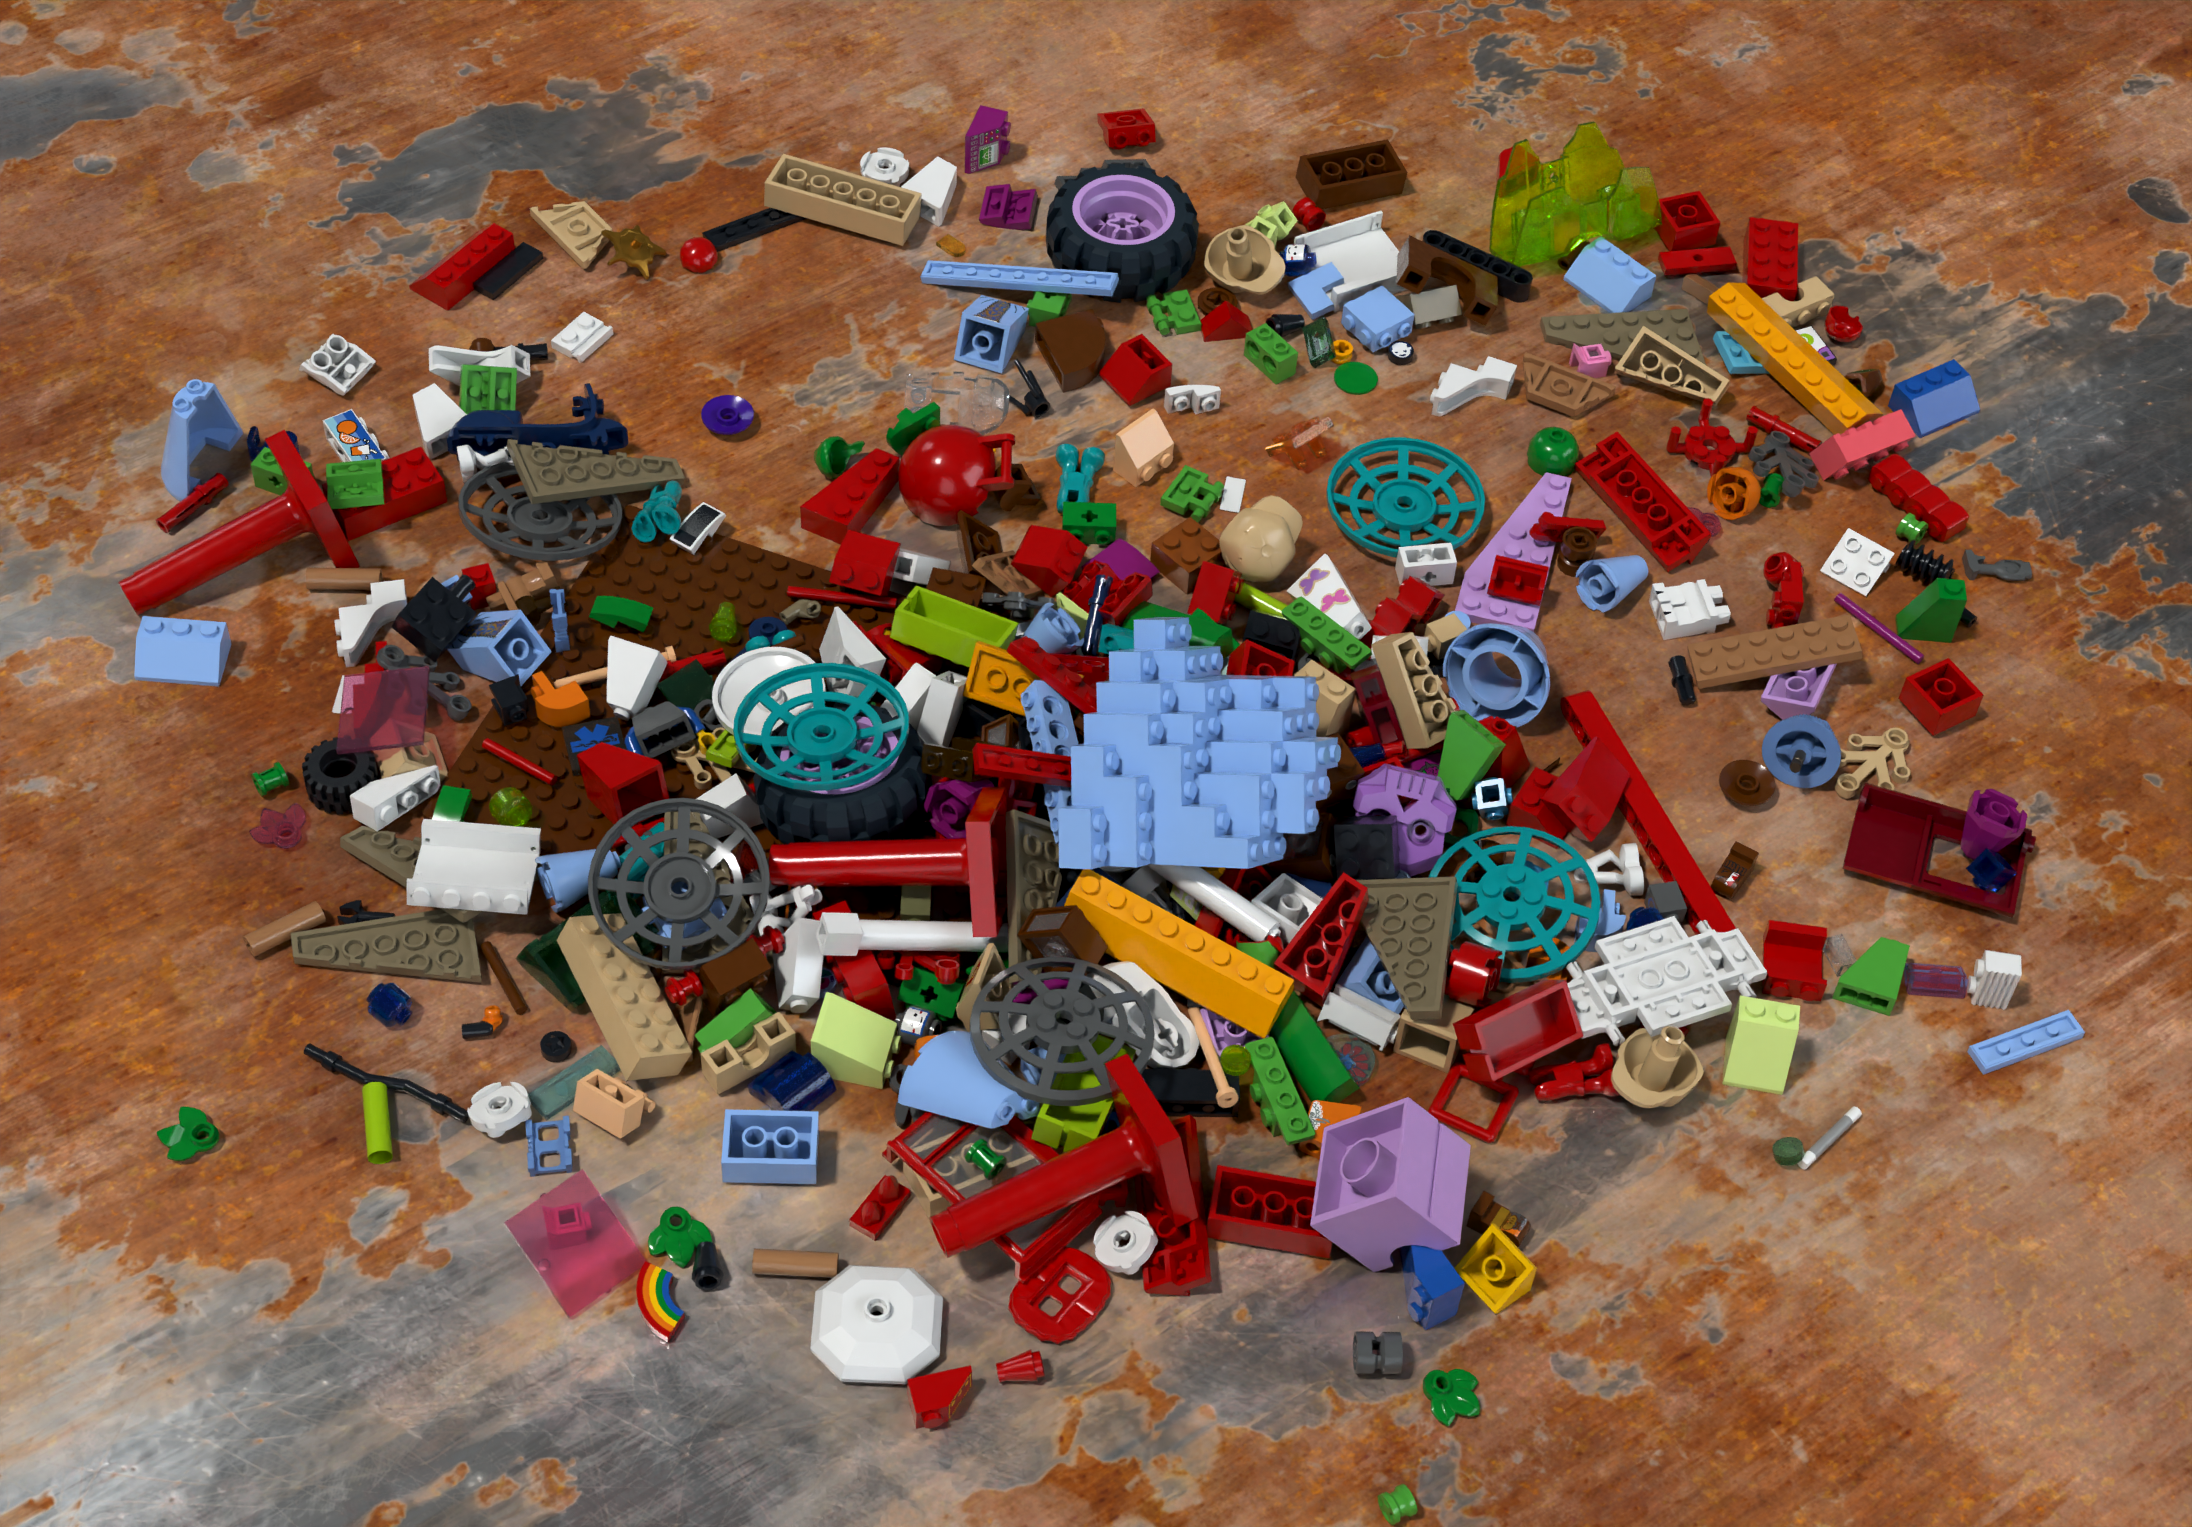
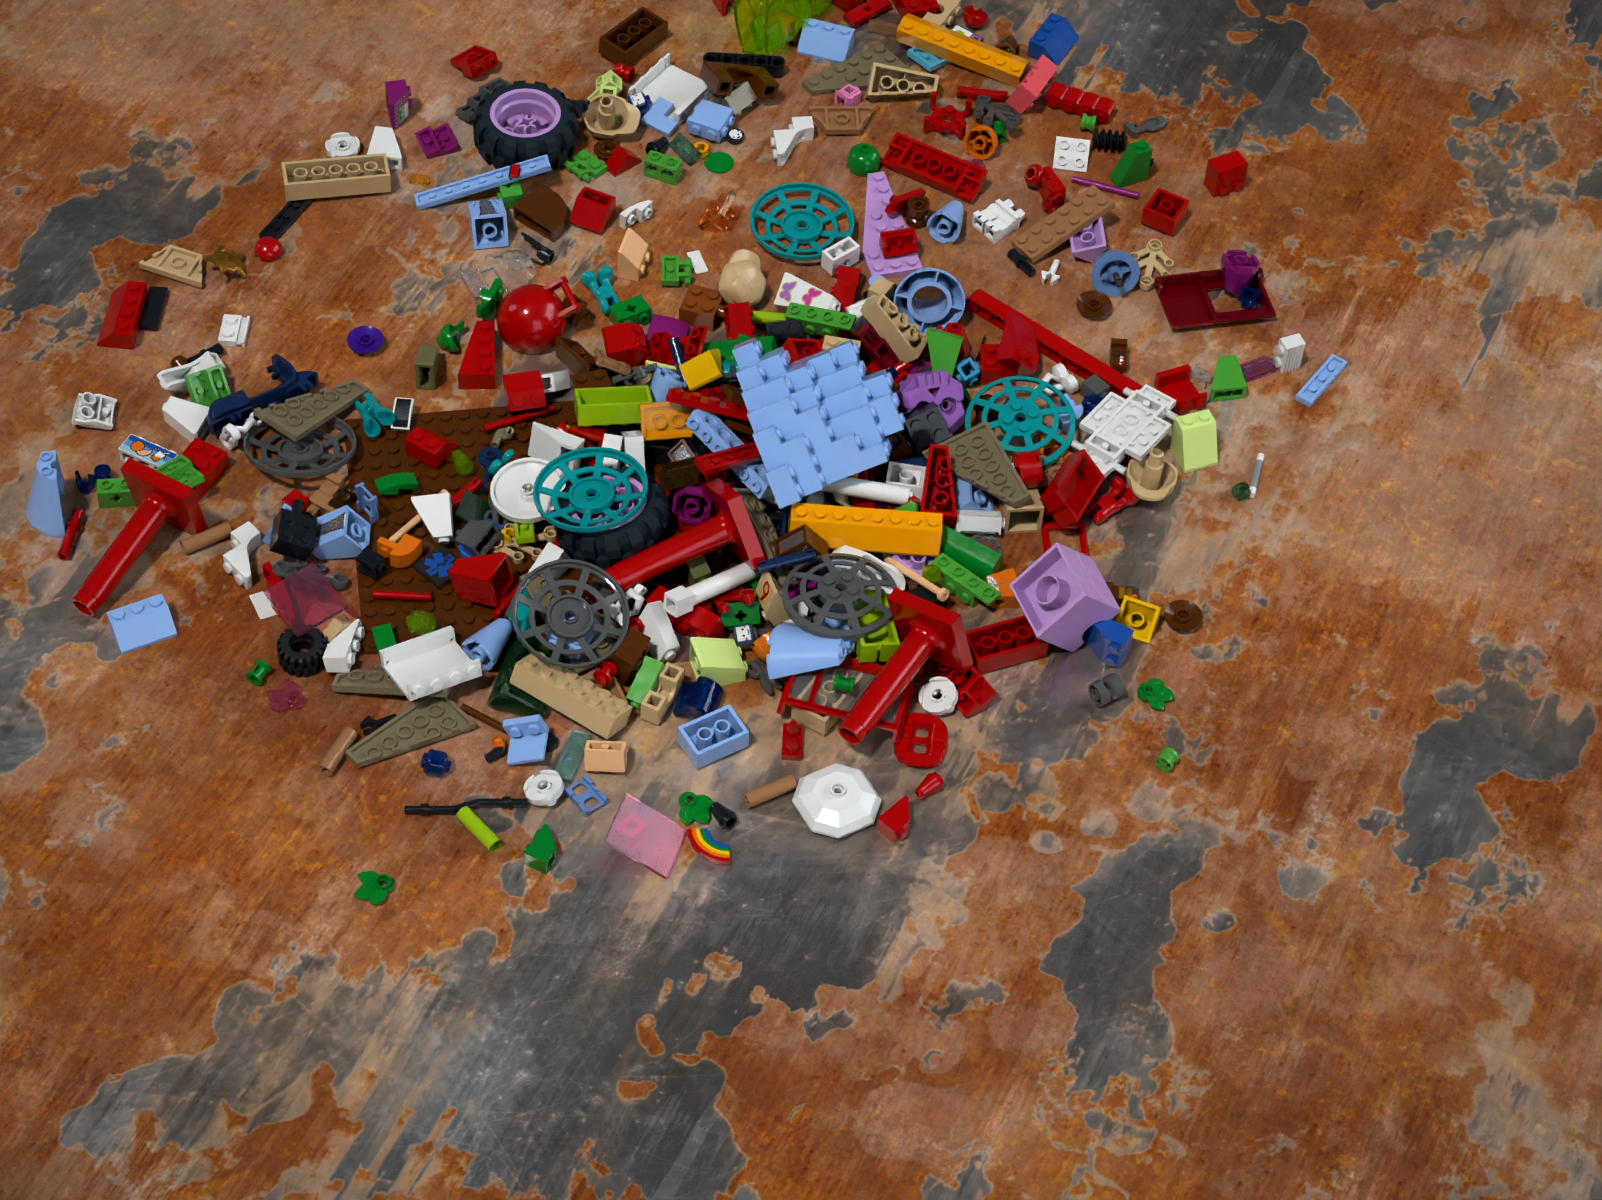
camera: 30 degrees left, 0 degrees up
(432, 1193) = (542, 851): none -> green slope
(527, 1033) = (527, 739): none -> light blue bracket
(699, 582) = (428, 446): none -> red slope
(775, 479) = (426, 367): none -> olive slope
(1028, 946) = (777, 563): none -> dark blue pin
(1061, 278) = (514, 171): none -> red piece
(1103, 631) = (702, 369): none -> yellow slope
(1207, 231) = (580, 106): none -> black plant
(1573, 1285) = (1183, 615): none -> reddish brown dish
(1716, 714) = (1051, 273): none -> white bar
(2068, 680) = (1225, 174): none -> red piece

